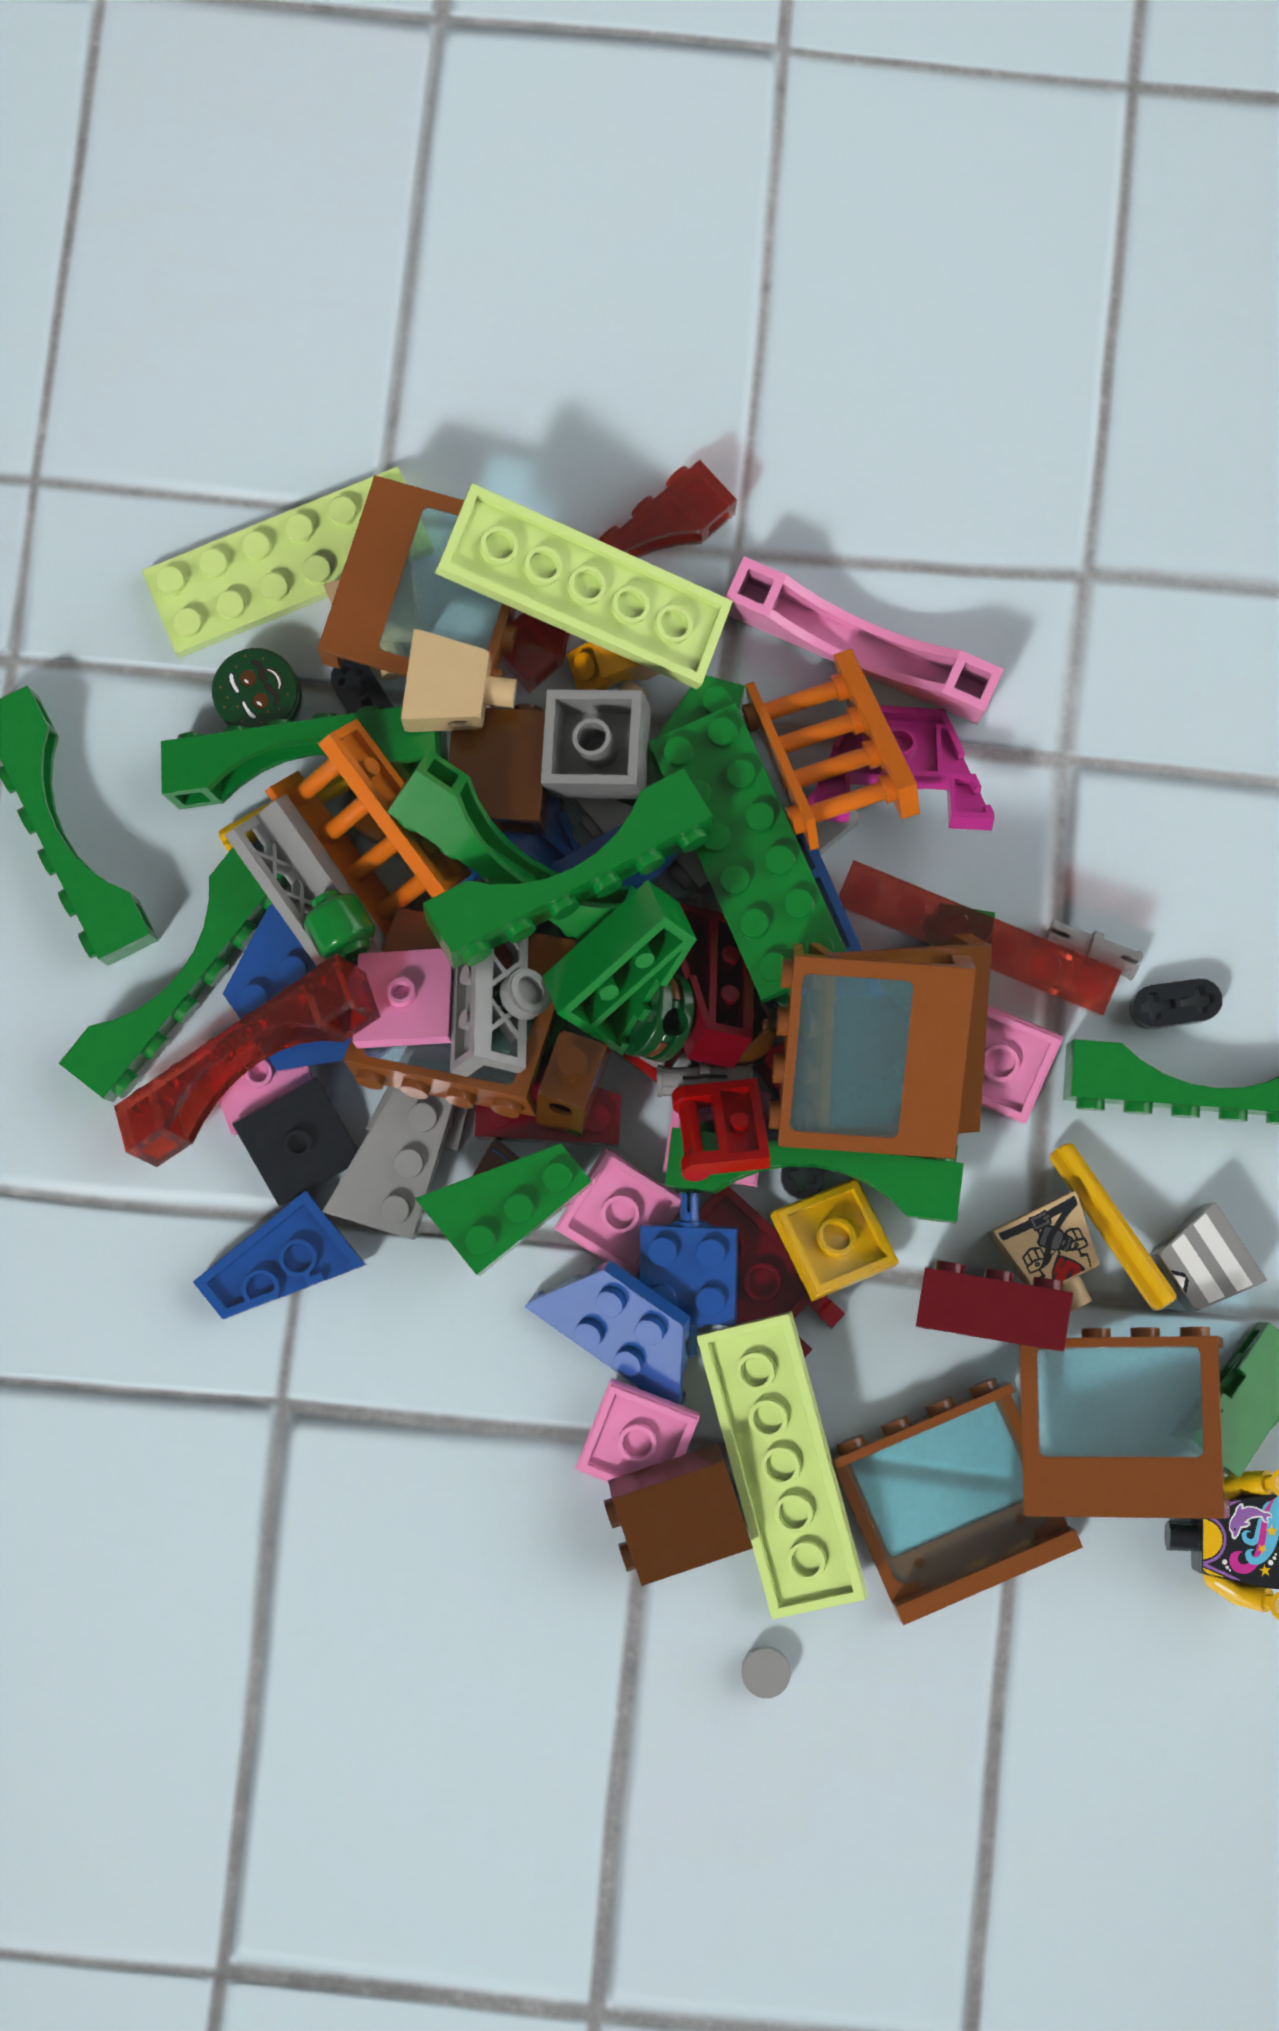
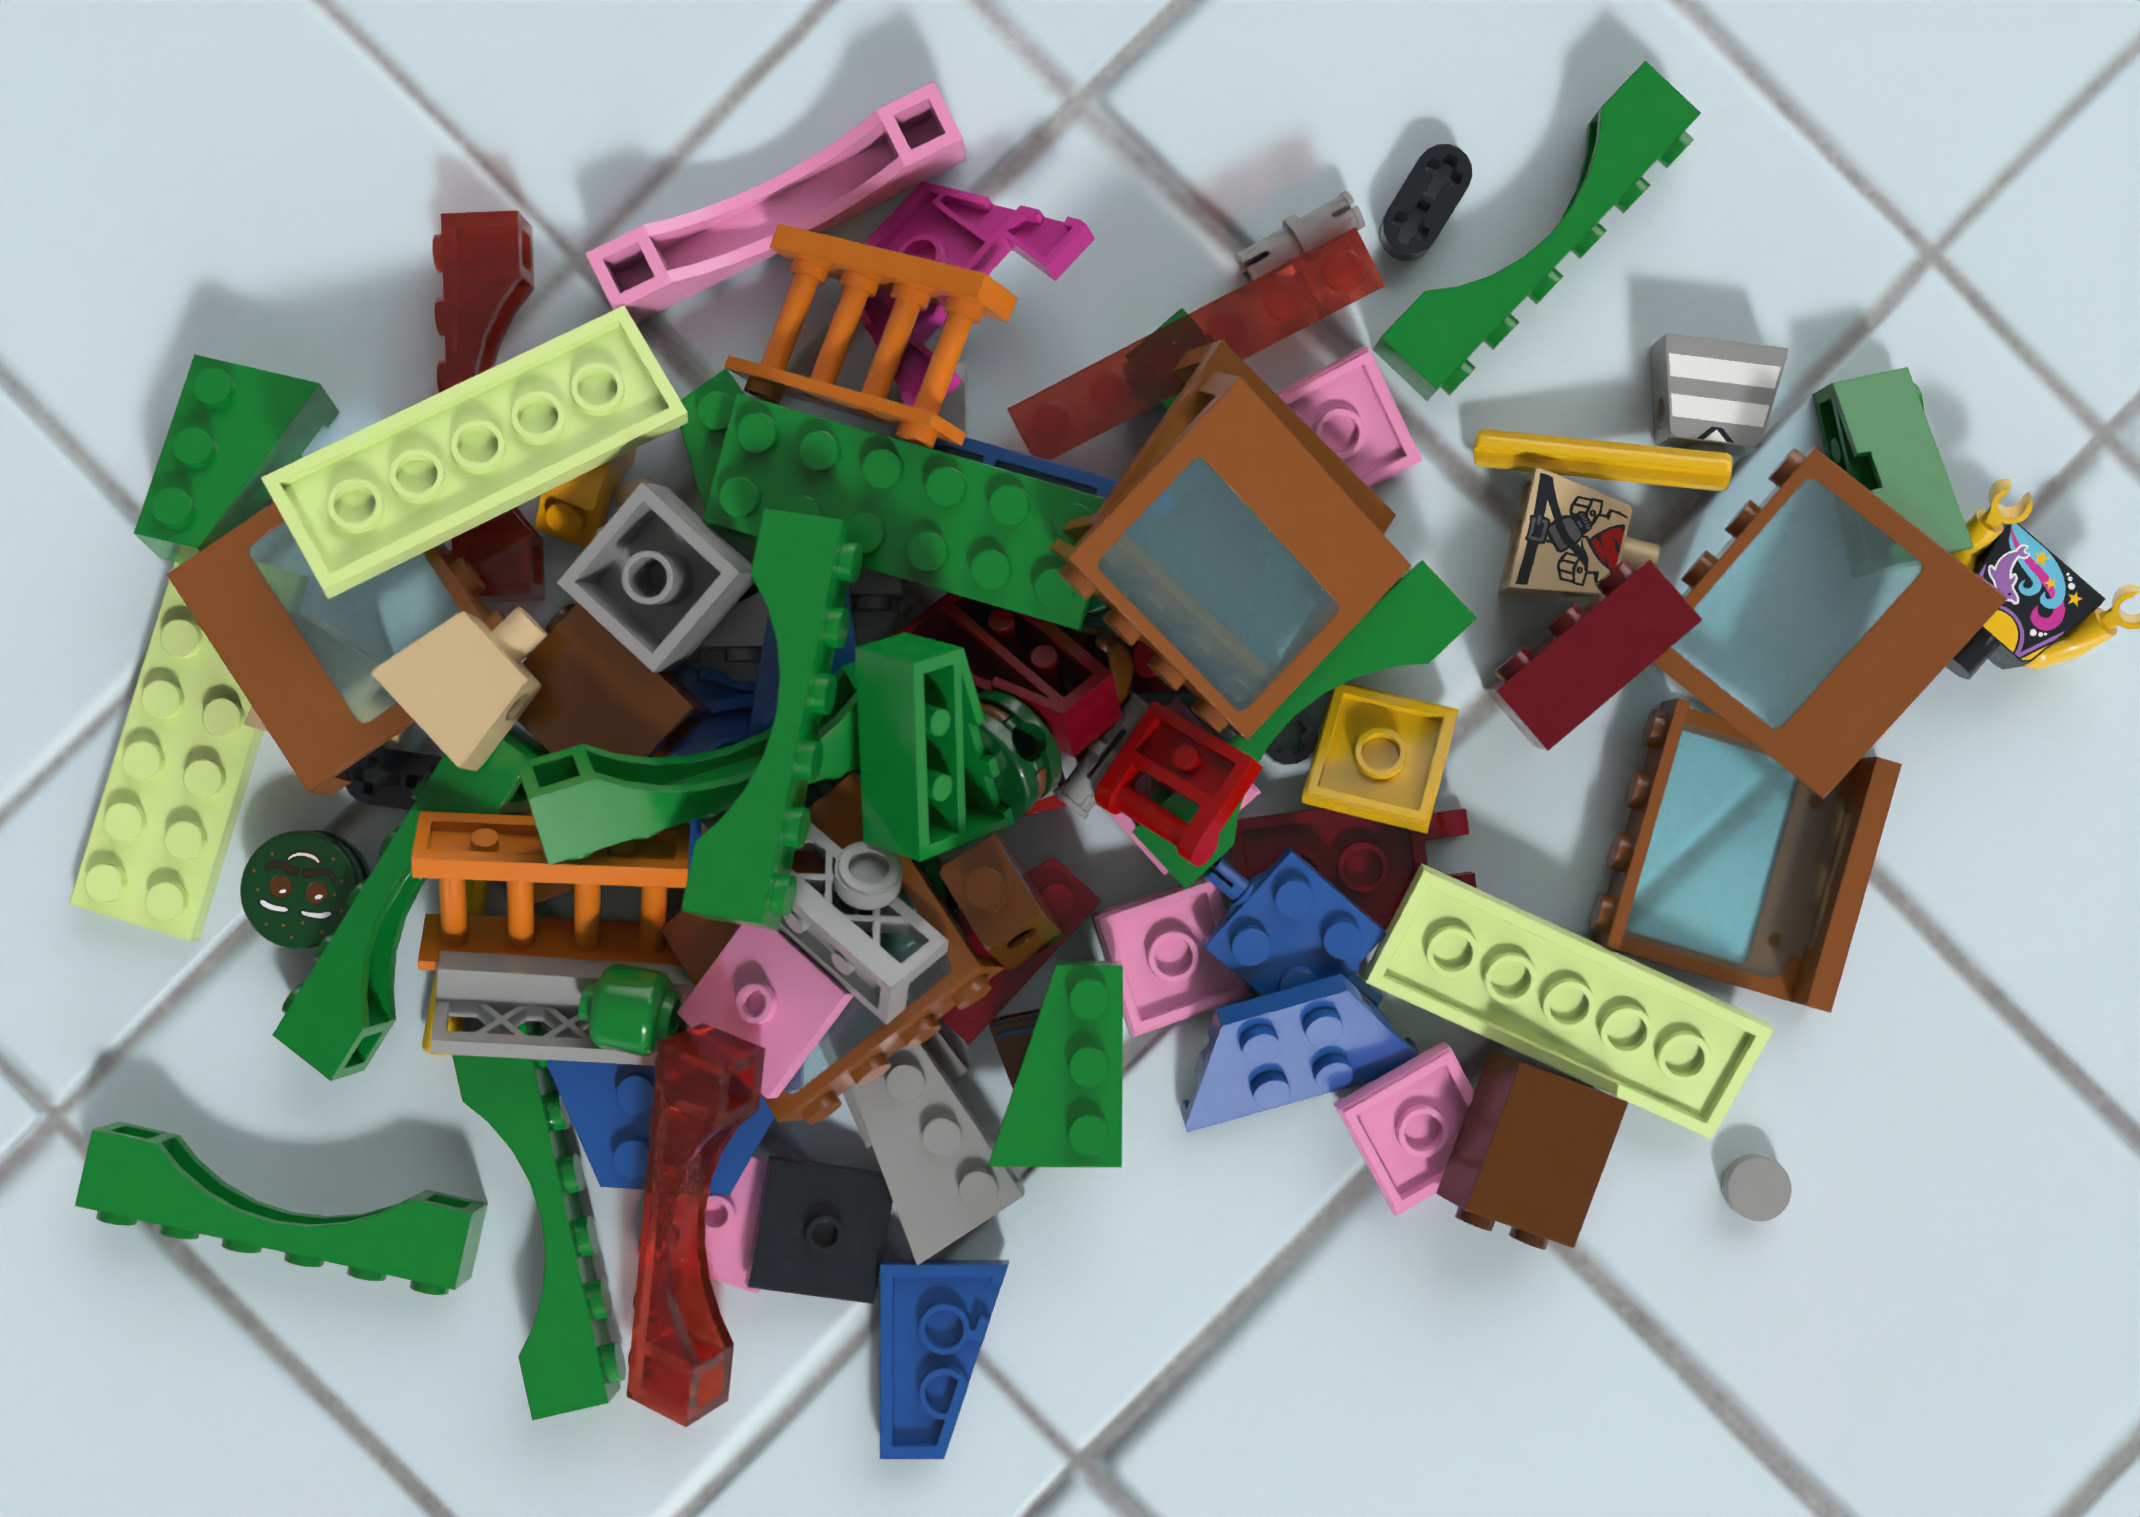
camera: 50 degrees left, 5 degrees up
(468, 446) = (221, 441): none -> green wedge

